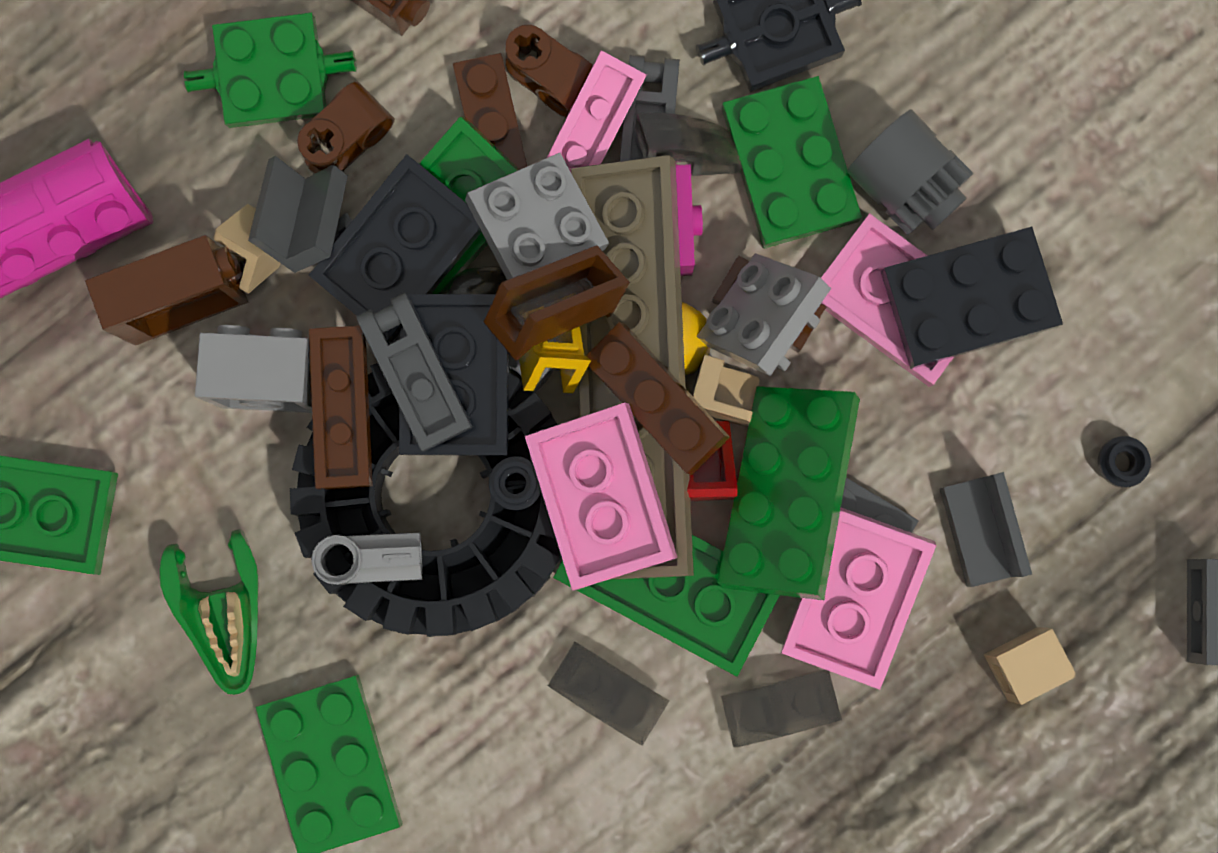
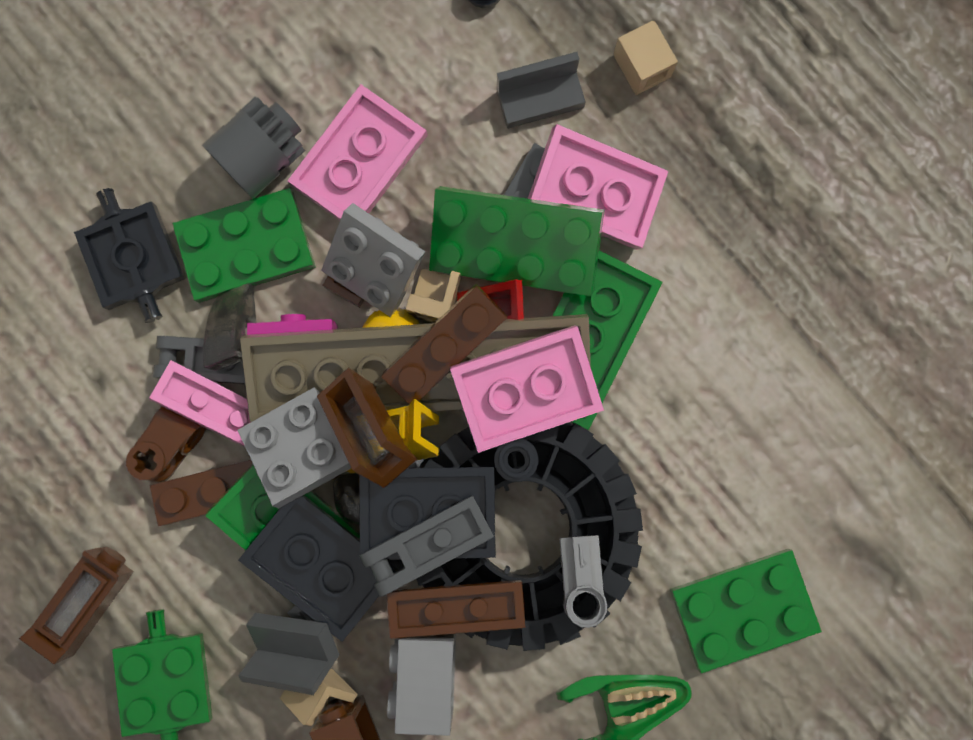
camera: 90 degrees left, 0 degrees up
(348, 125) = (210, 613): reddish brown piece -> none
(608, 693) = (678, 384): clear smoke slope -> none
(781, 708) = (685, 248): clear smoke slope -> none
(971, 297) = (356, 100): black plate -> none

